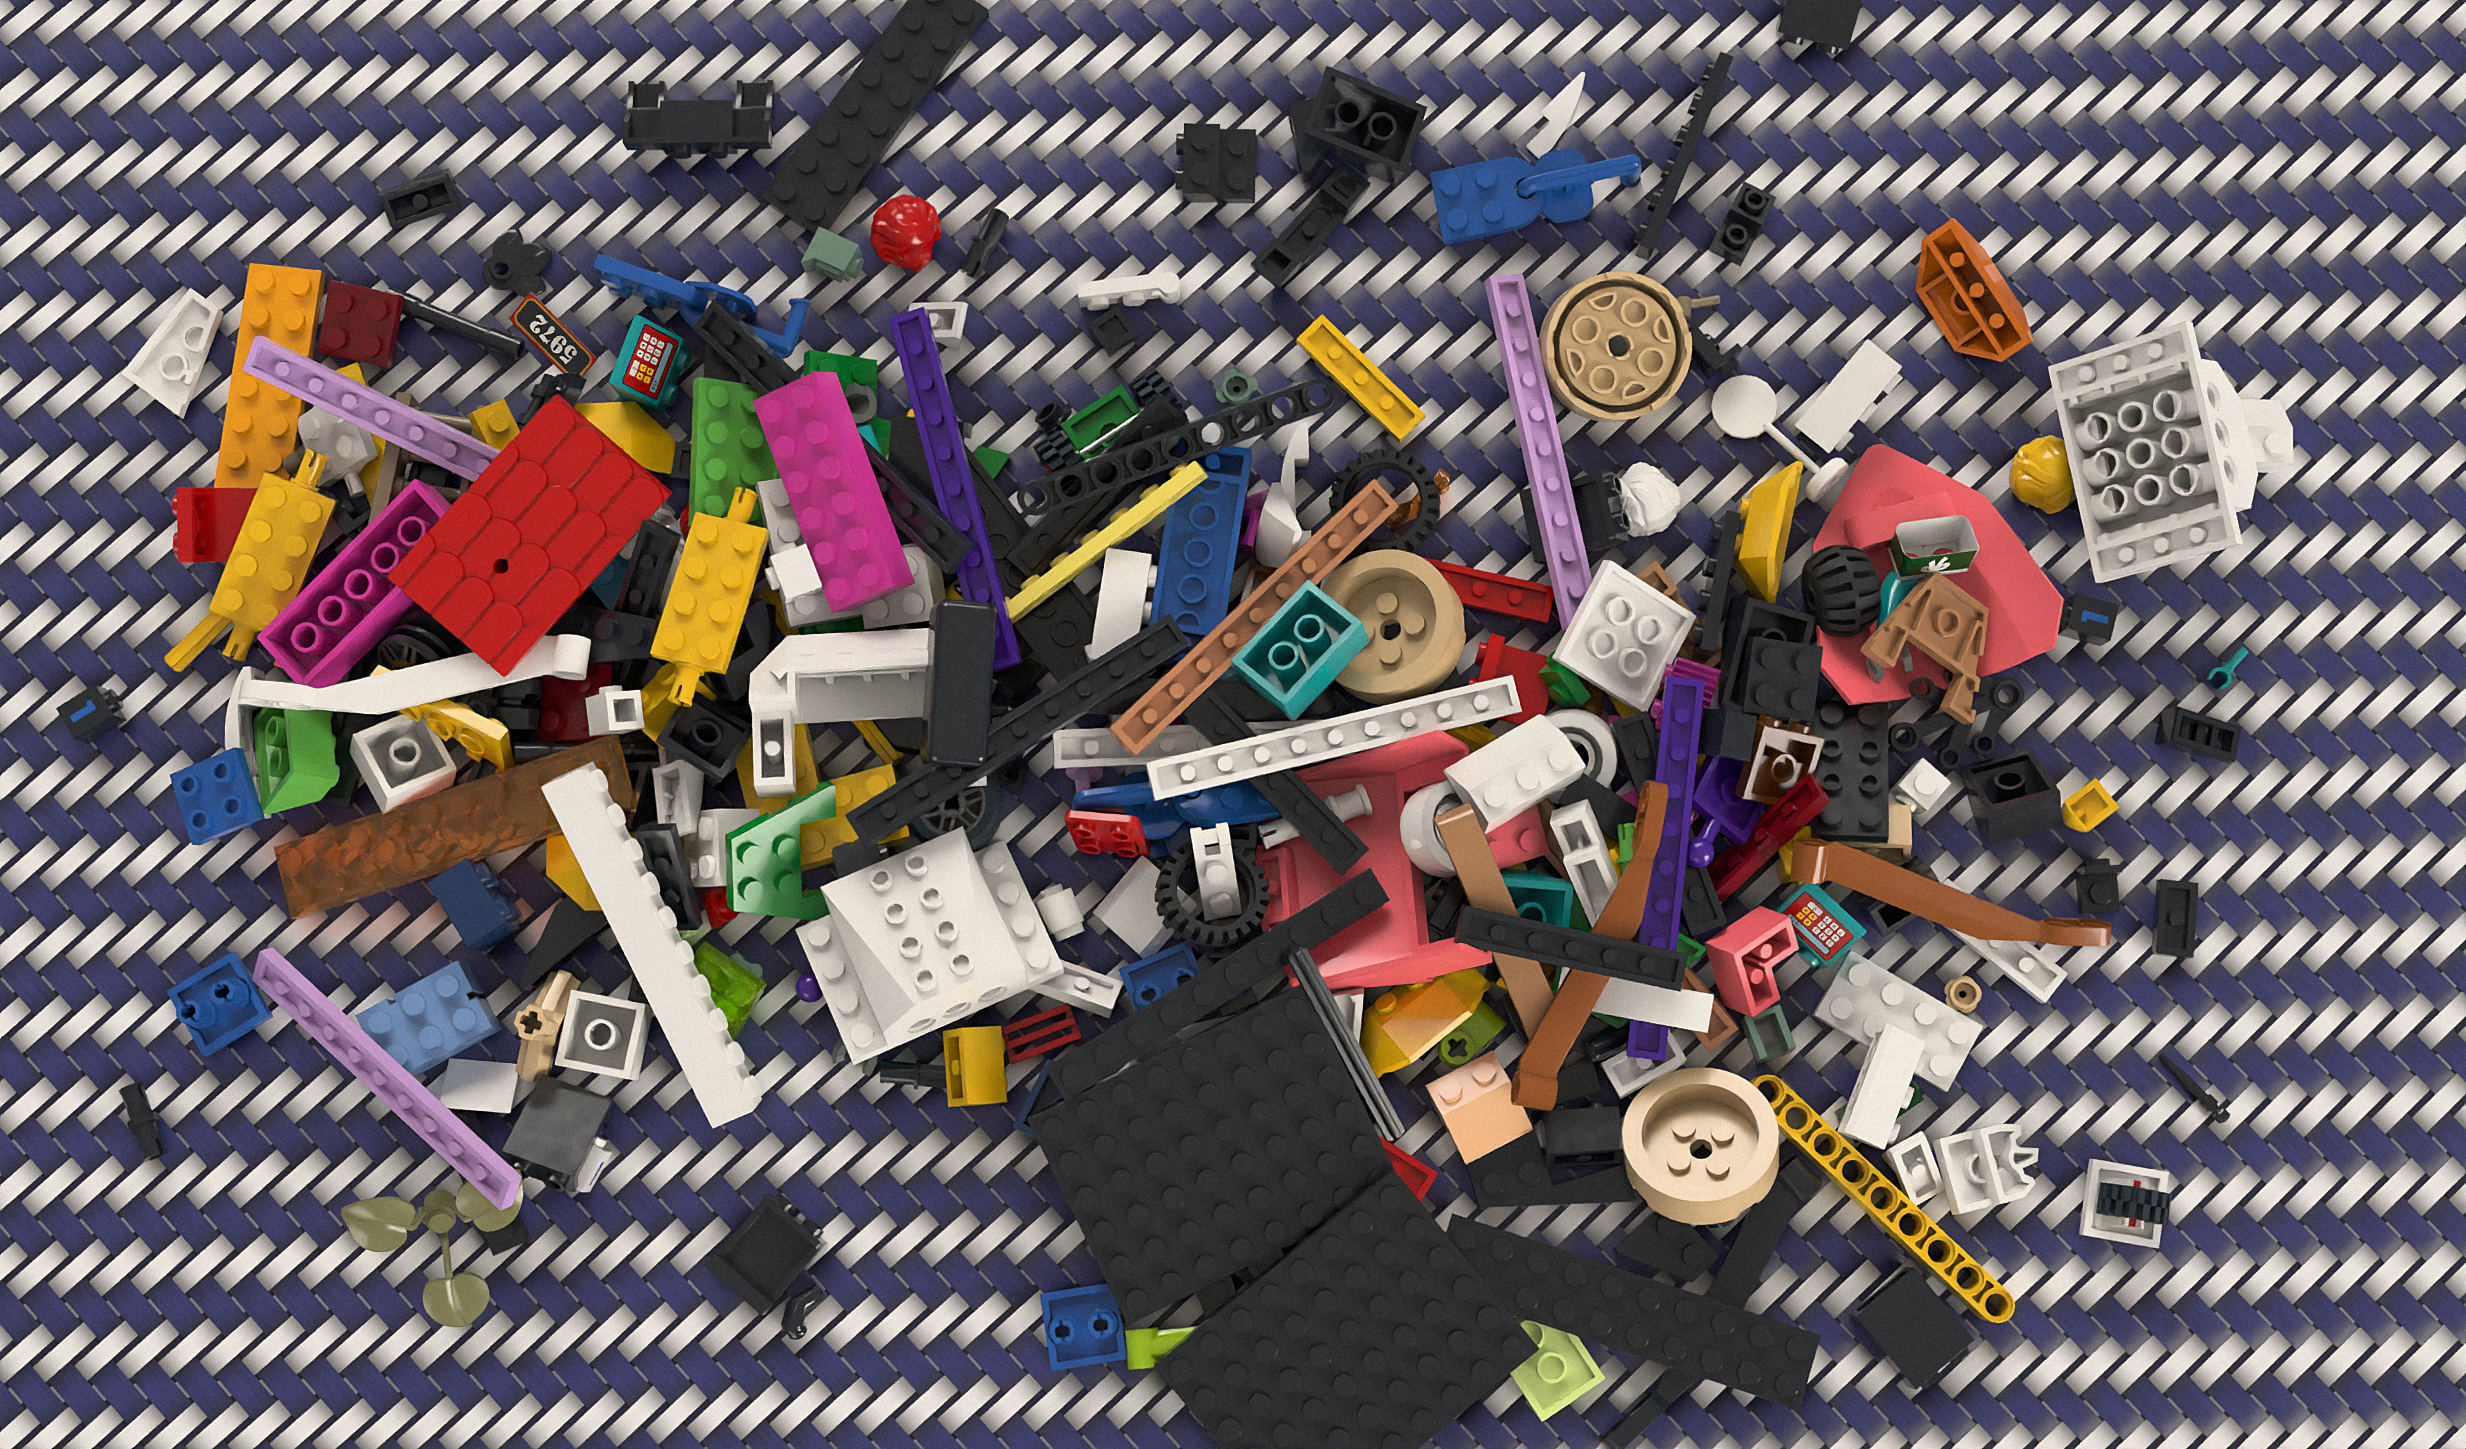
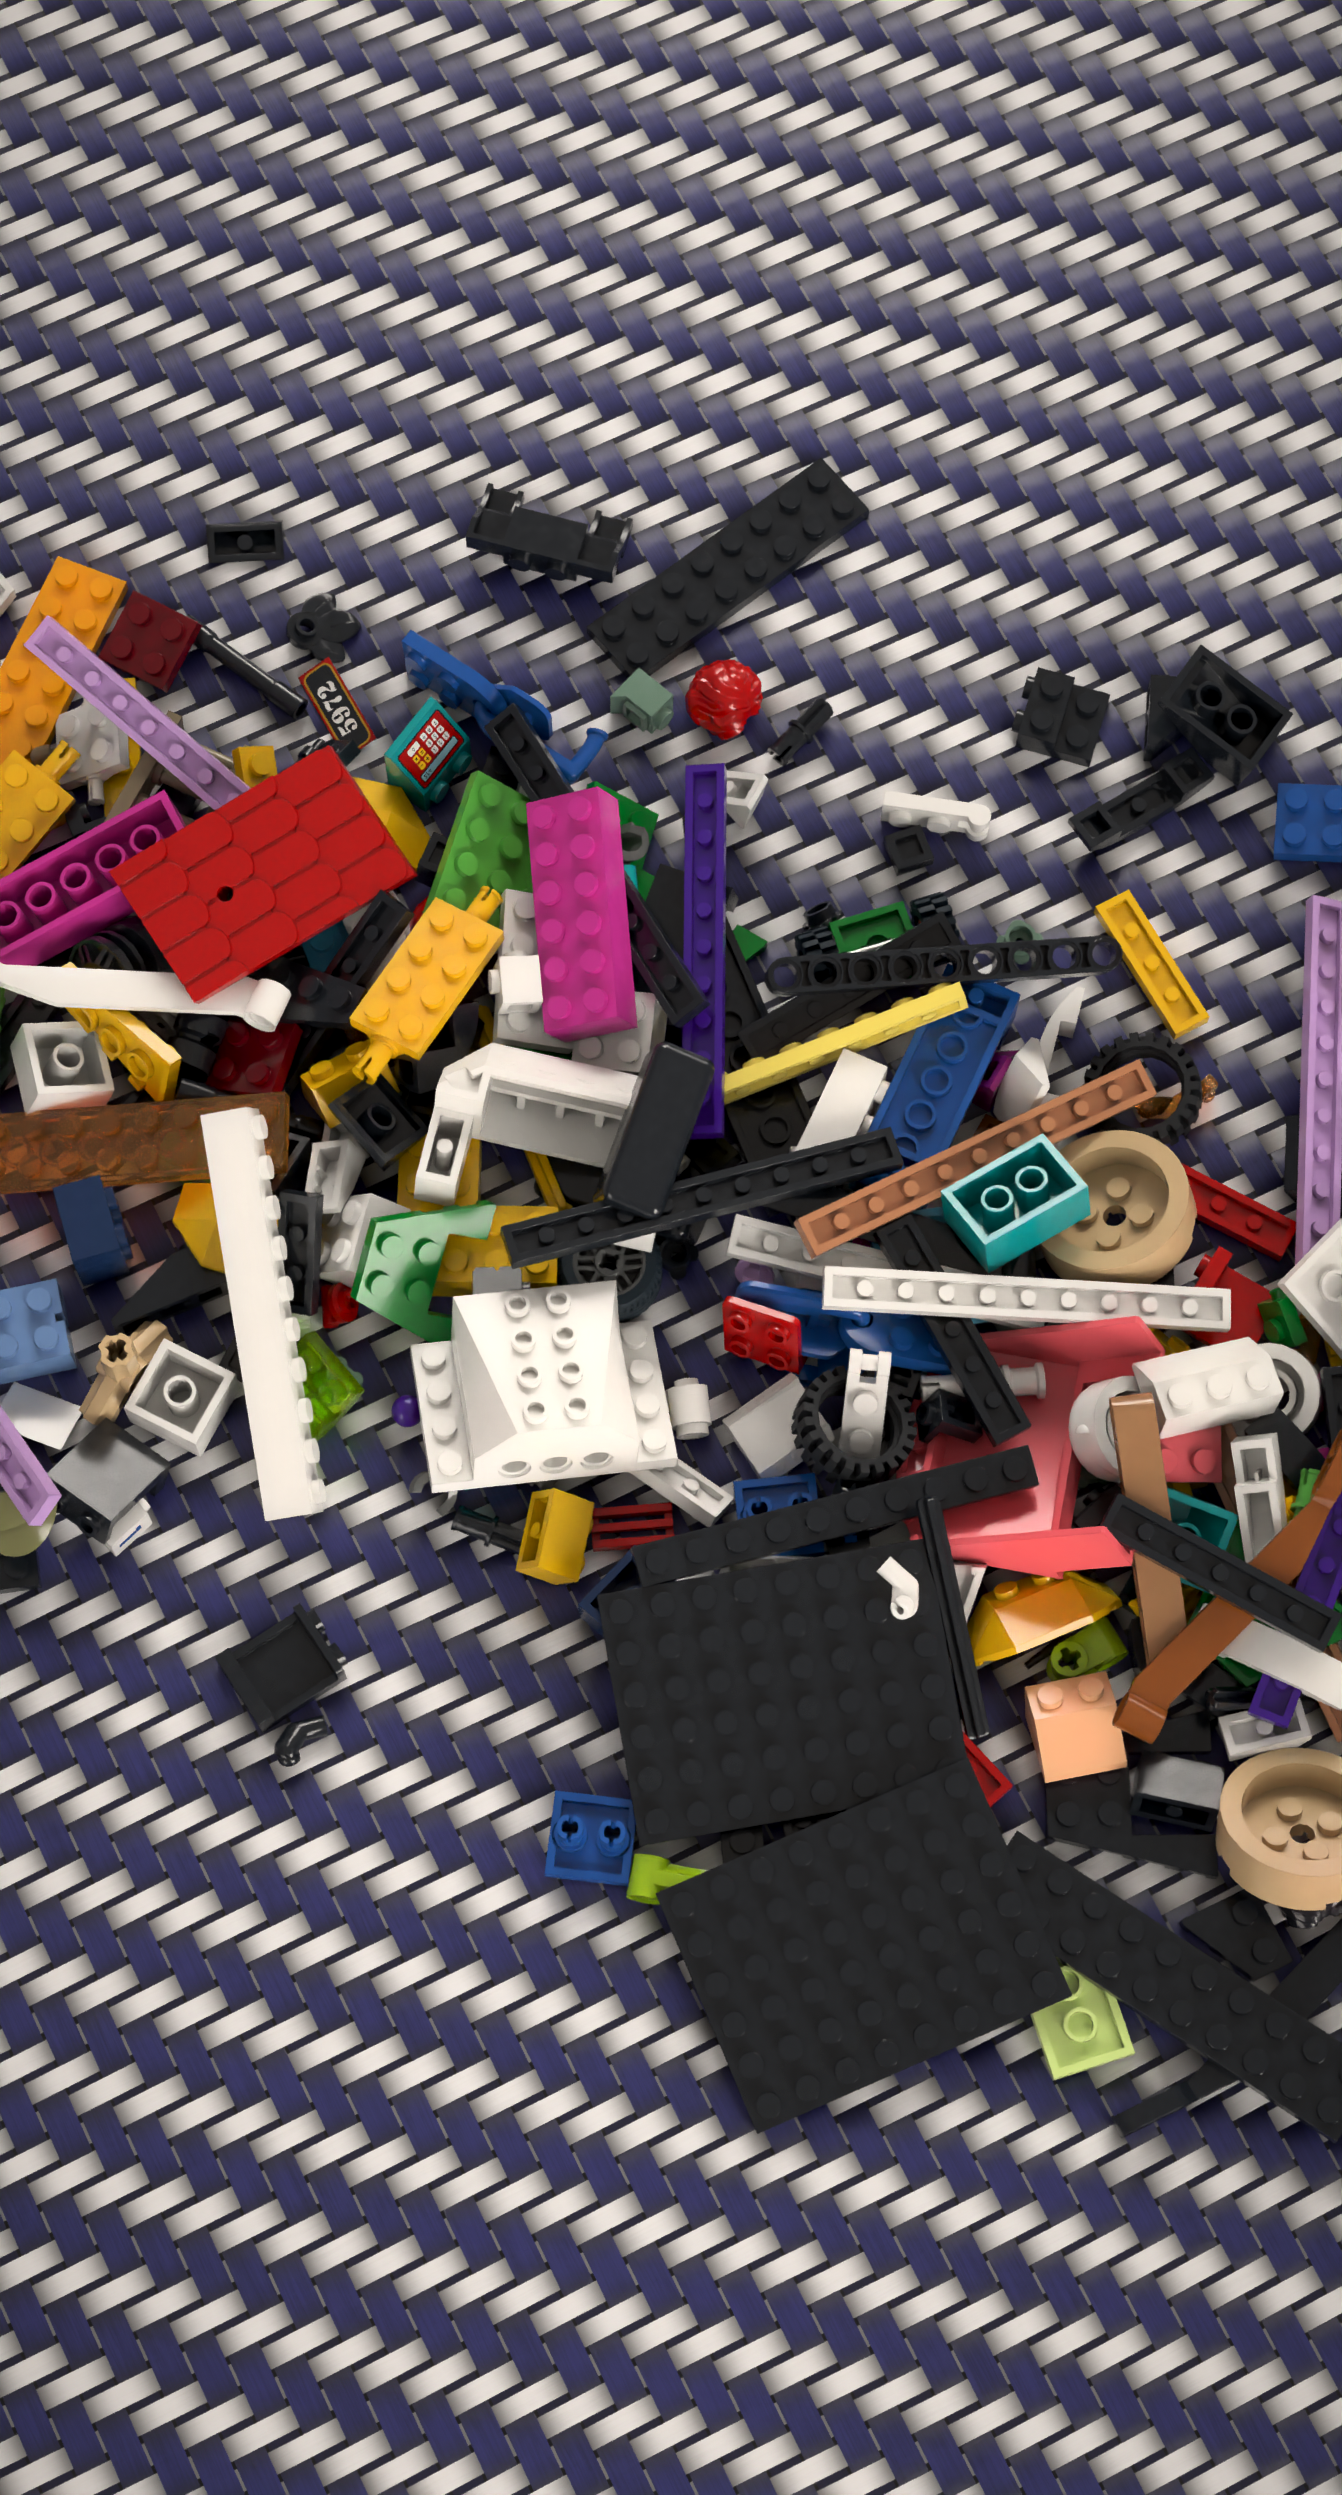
camera: 15 degrees right, 10 degrees down
(614, 711) = (294, 1070): white brick -> none
(1291, 857) = (949, 1415): none -> black bracket
(1297, 1037) = (904, 1589): none -> white arm

